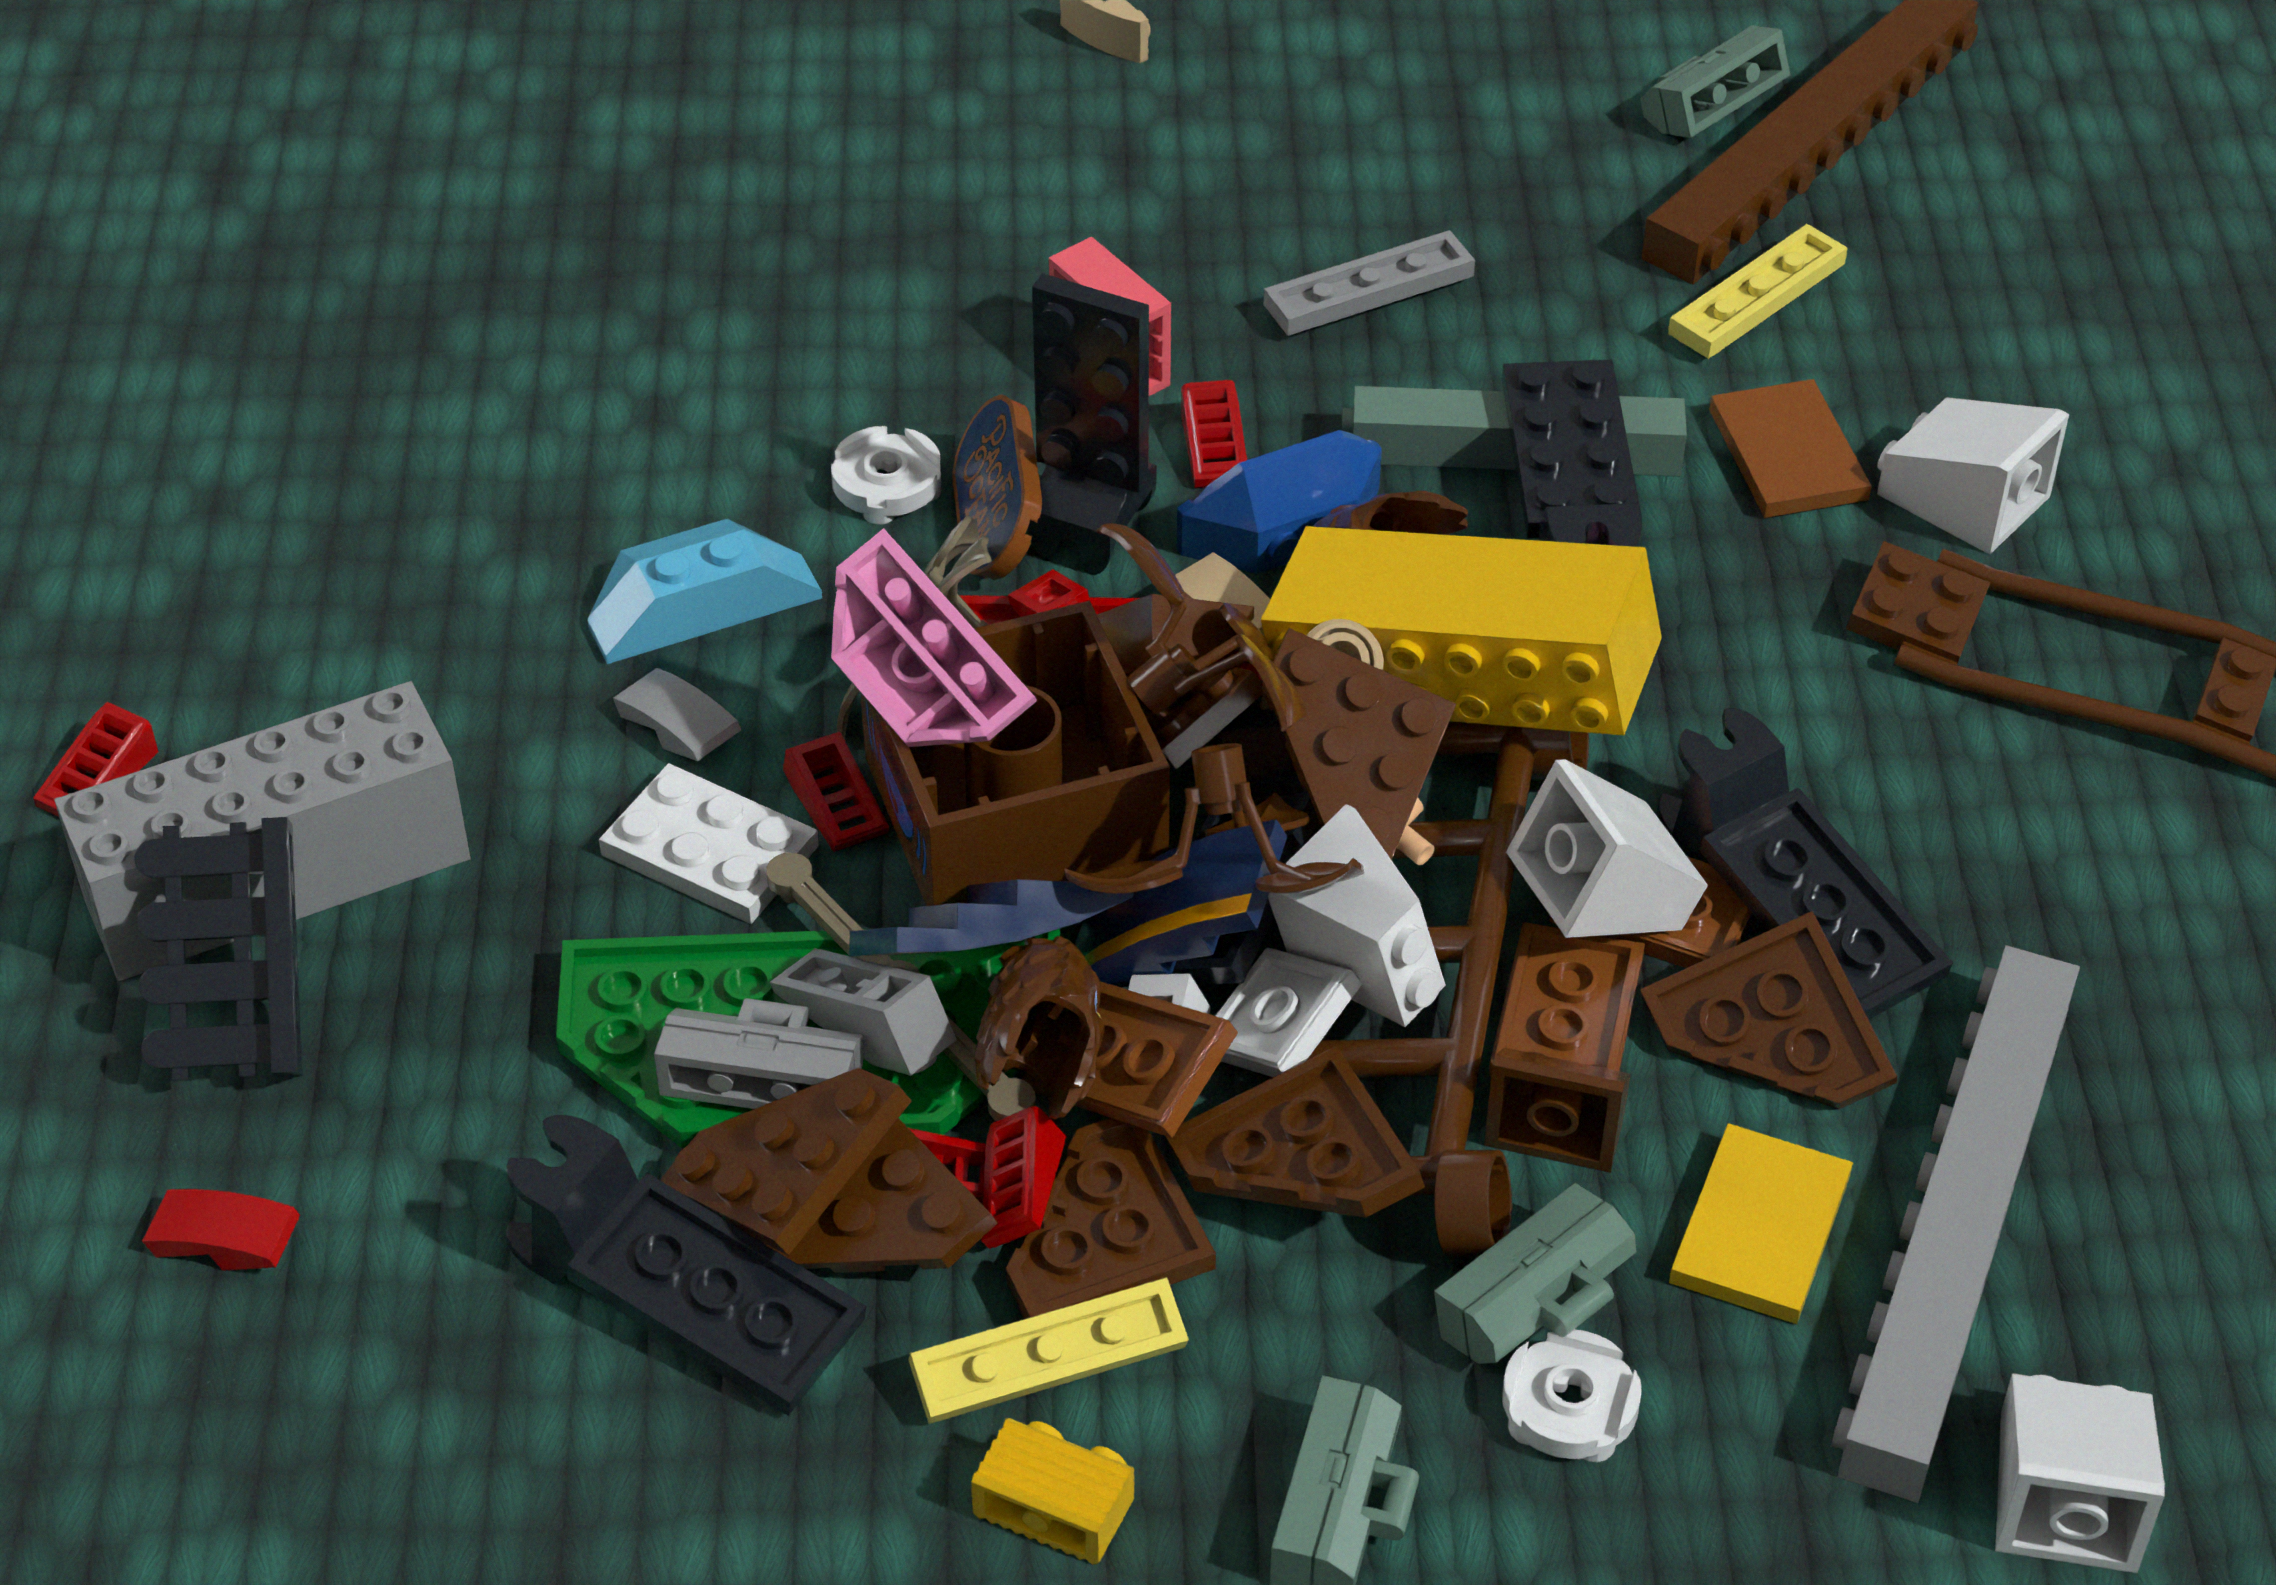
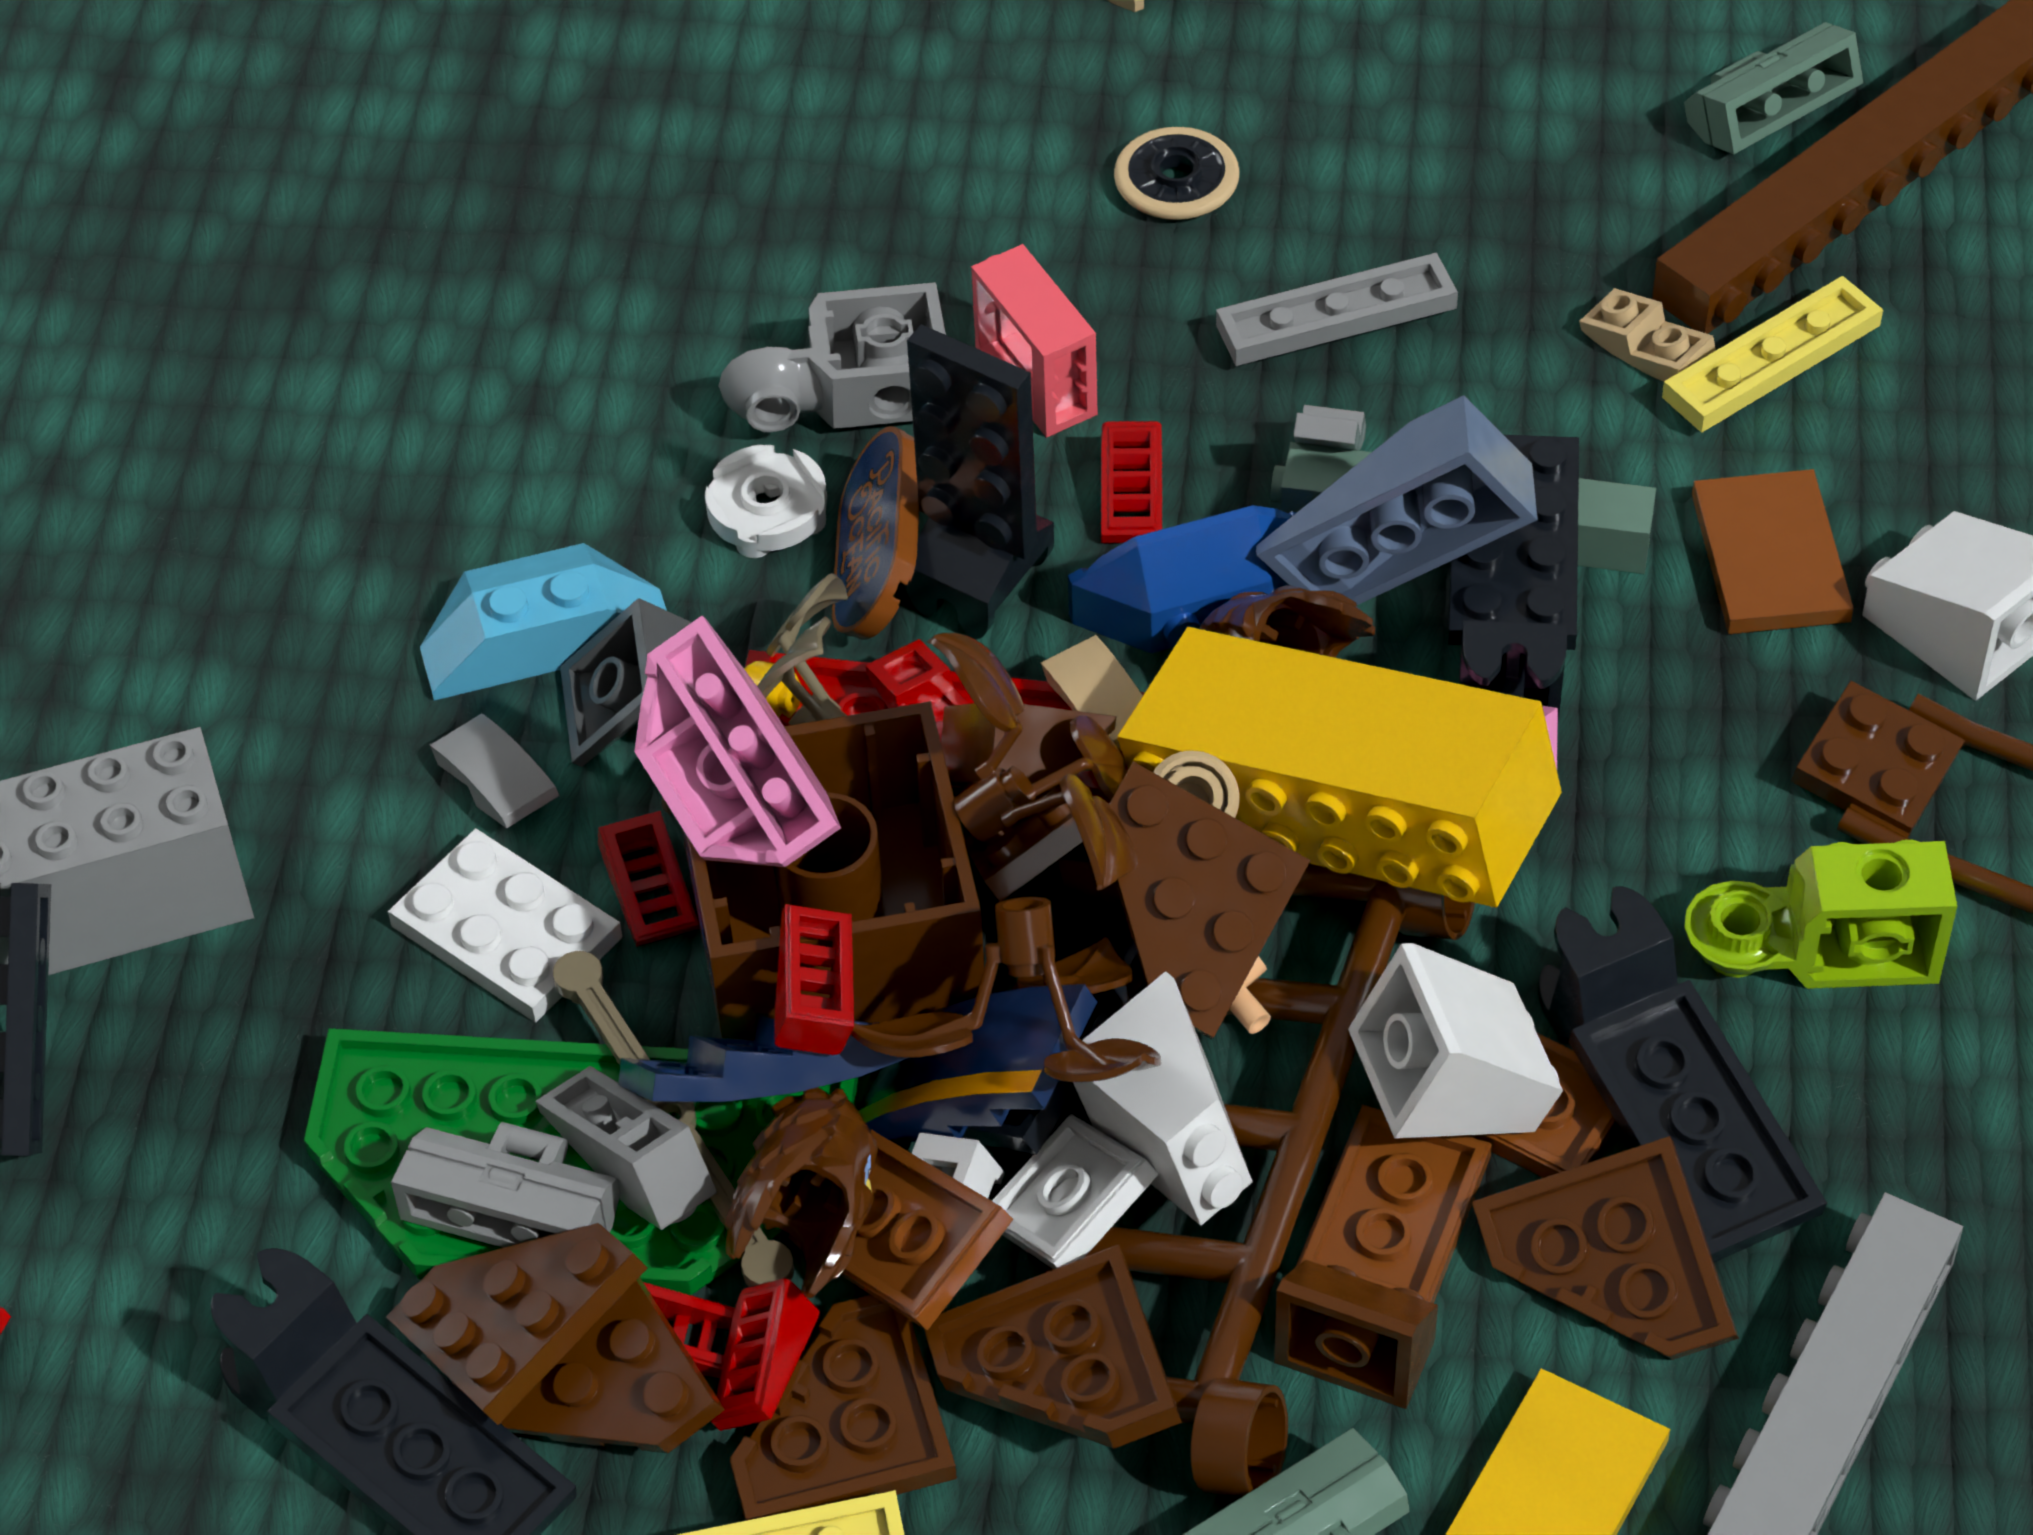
camera: 10 degrees right, 5 degrees up
(781, 626) = (608, 678): none -> dark grey slope
(955, 353) = (853, 366): none -> light grey brick
(1030, 872) = (809, 1020): none -> red slope
(1233, 195) = (1204, 190): none -> wheel
(1387, 371) = (1330, 427): none -> light grey slope
(1479, 418) = (1407, 507): none -> sand blue slope
(1635, 284) = (1640, 336): none -> tan slope
(1920, 729) = (1841, 921): none -> lime brick

